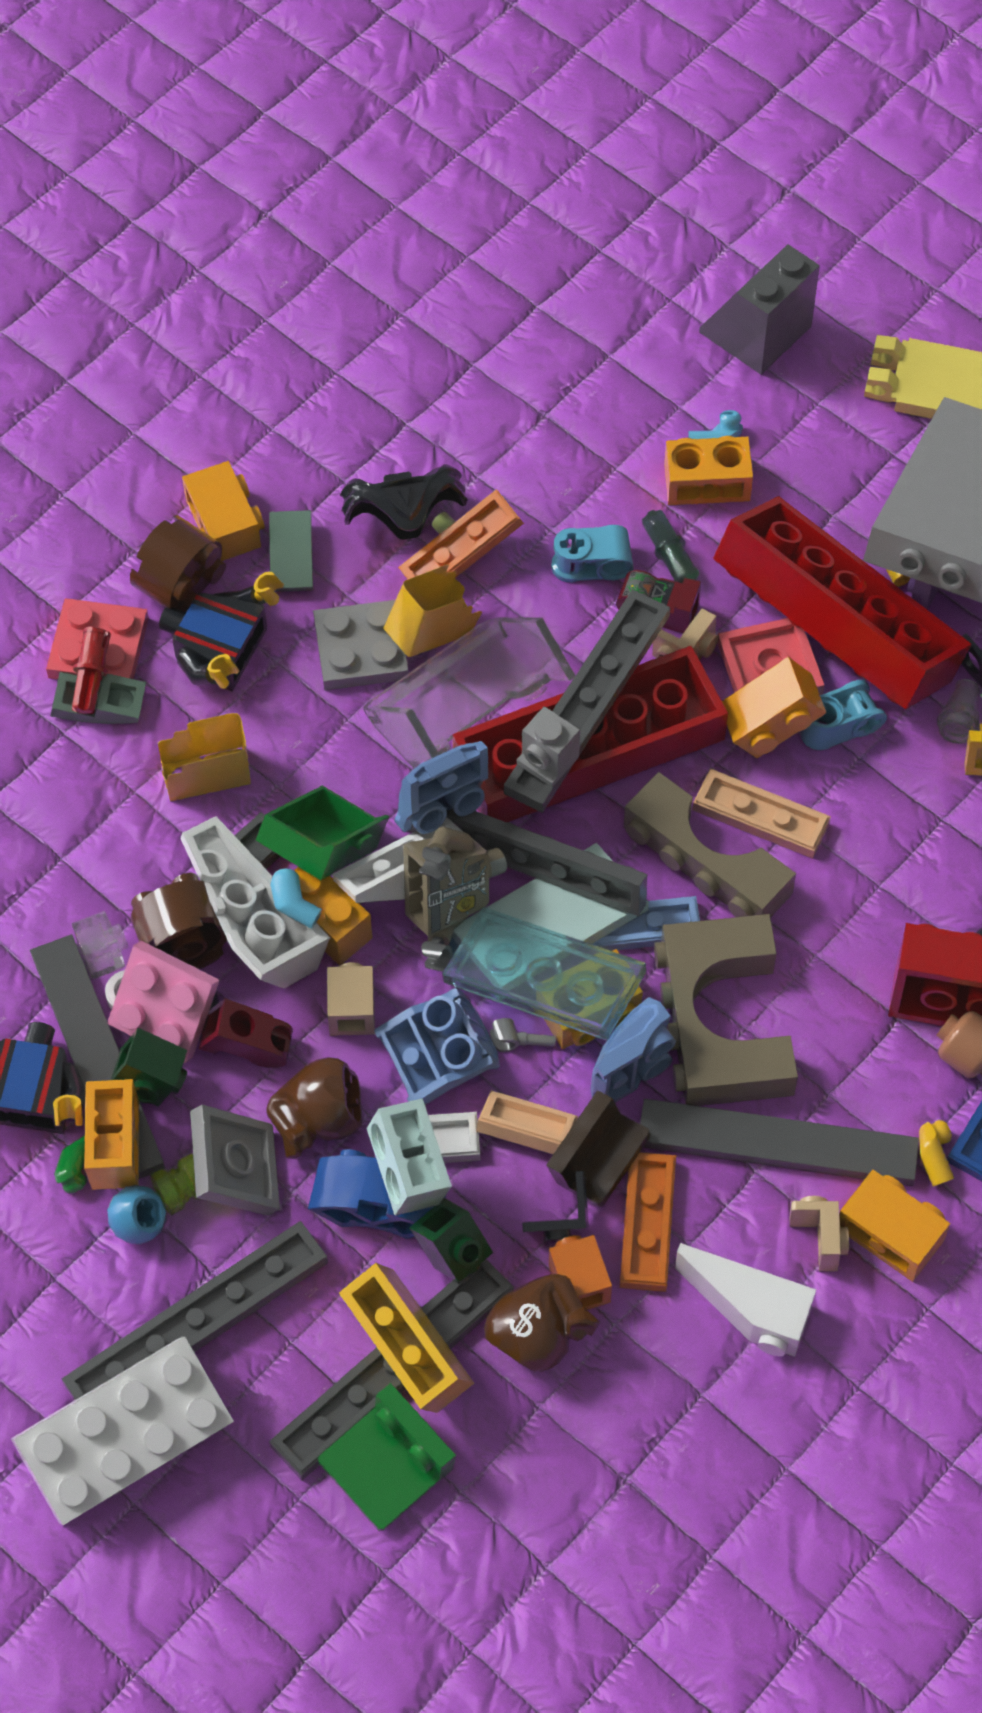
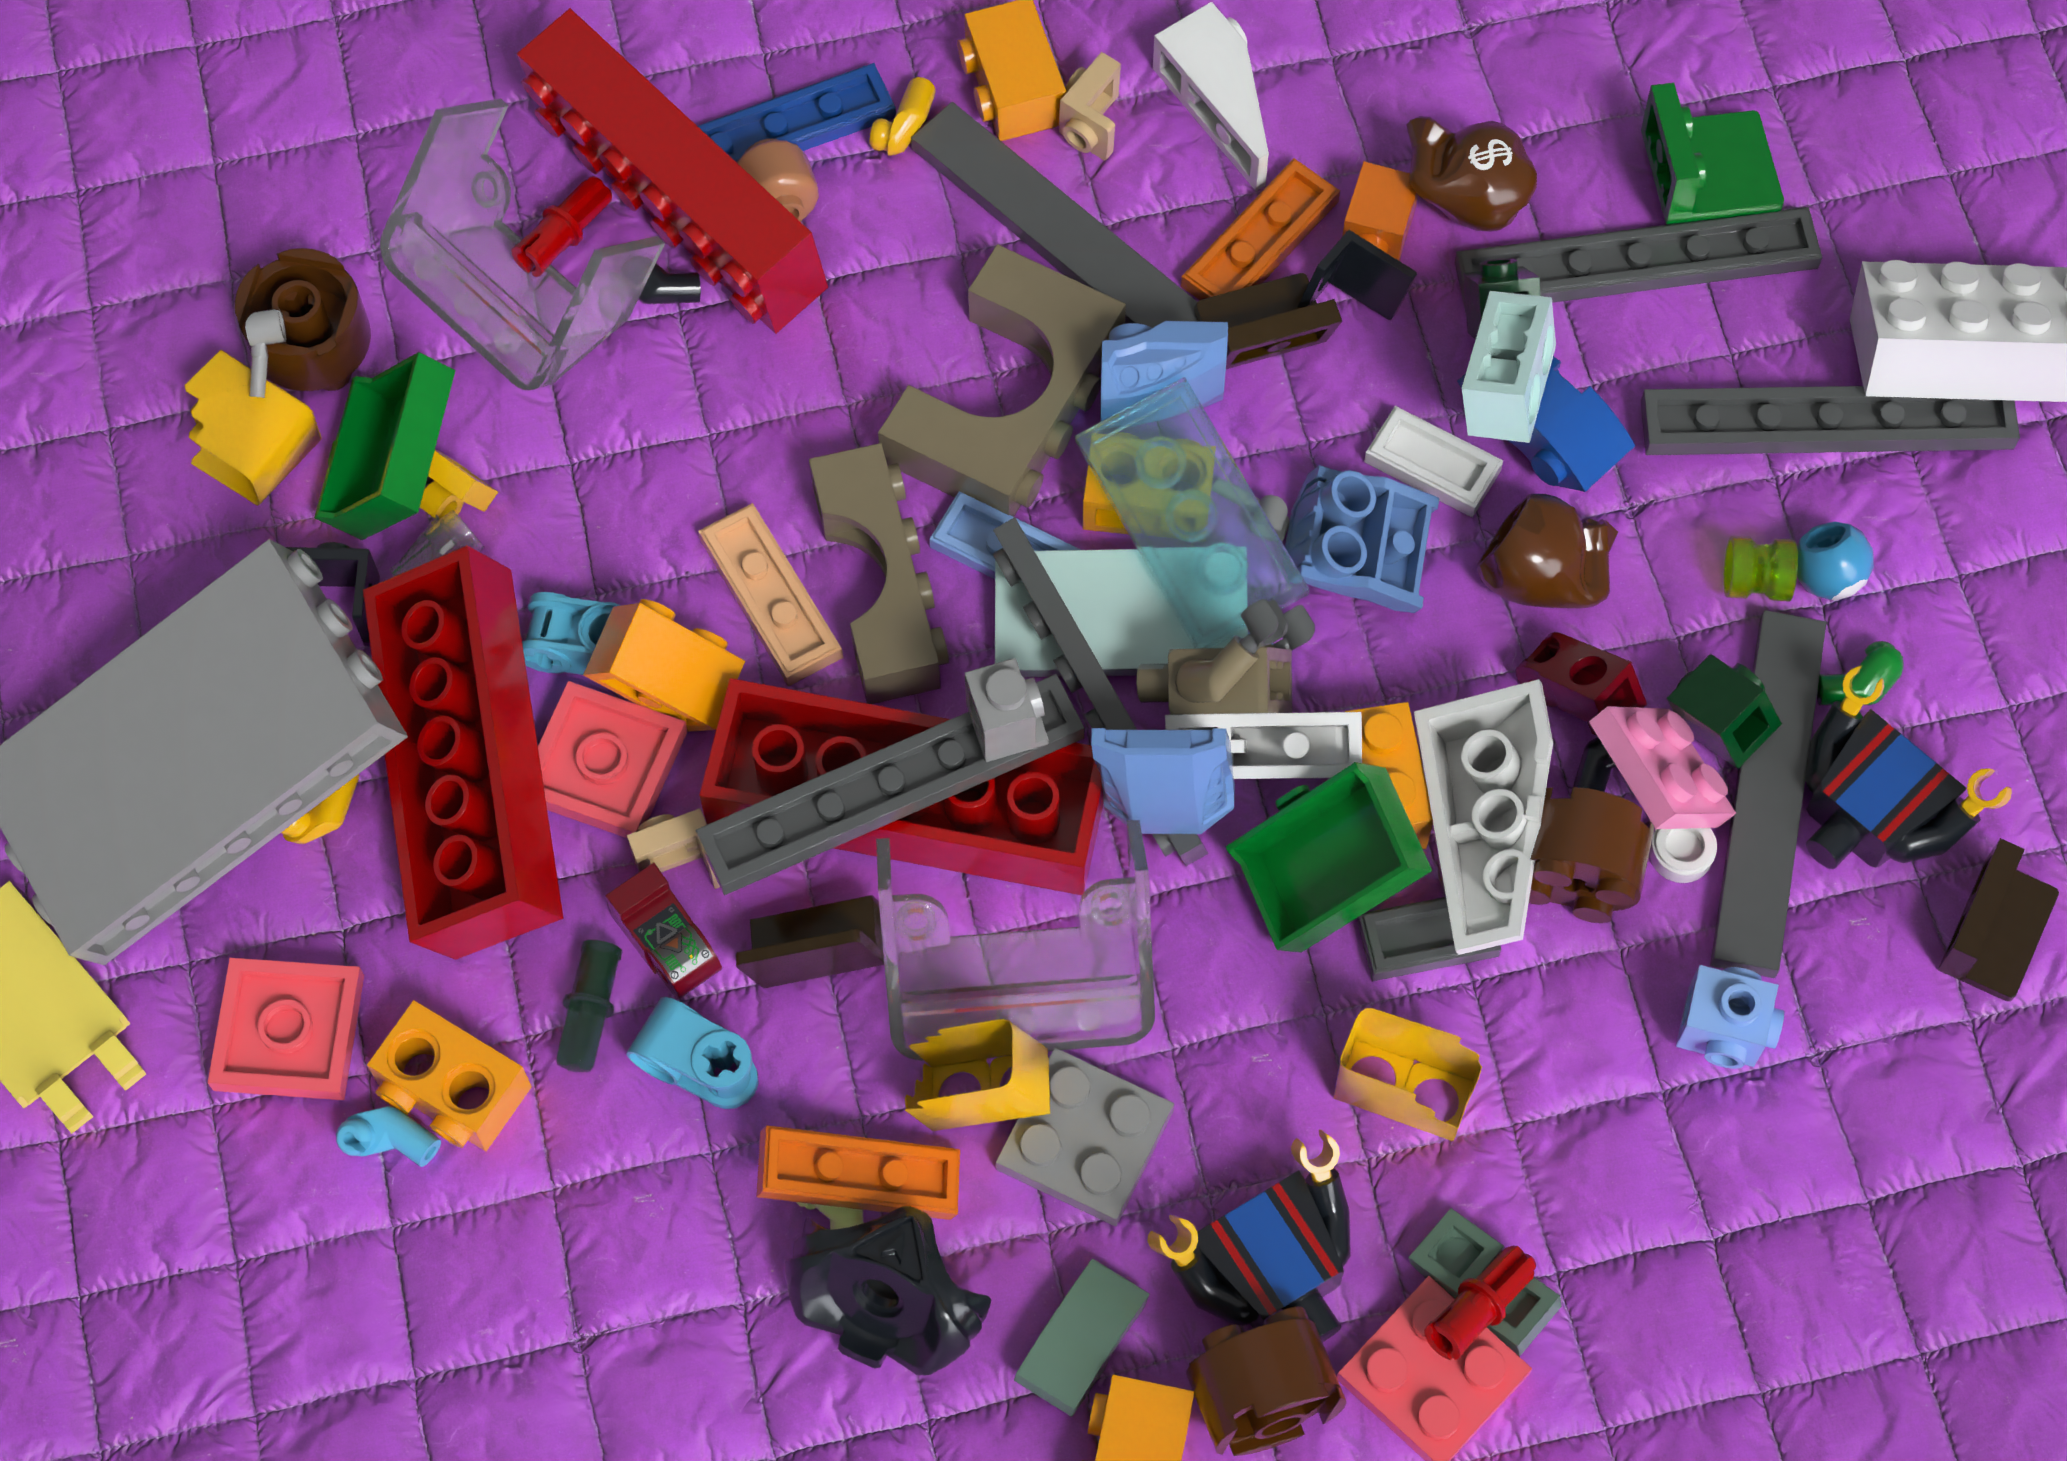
camera: 145 degrees left, 5 degrees up
(42, 896) = (1730, 1016): none -> light blue brick
(100, 944) = (1688, 916): clear plate -> none
(111, 1134) = (1821, 636): light orange brick -> none
(234, 1160) = (1688, 540): light grey plate -> none
(289, 900) = (1438, 771): medium azure arm -> none
(350, 999) = (1425, 657): tan brick -> none
(406, 1338) = (1624, 229): yellow brick -> none
(524, 1122) = (1319, 404): light nougat tile -> none
(578, 625) = (814, 942): none -> dark brown panel
(767, 311) = (168, 1259): dark grey slope -> none
(811, 445) = (286, 1029): none -> coral plate

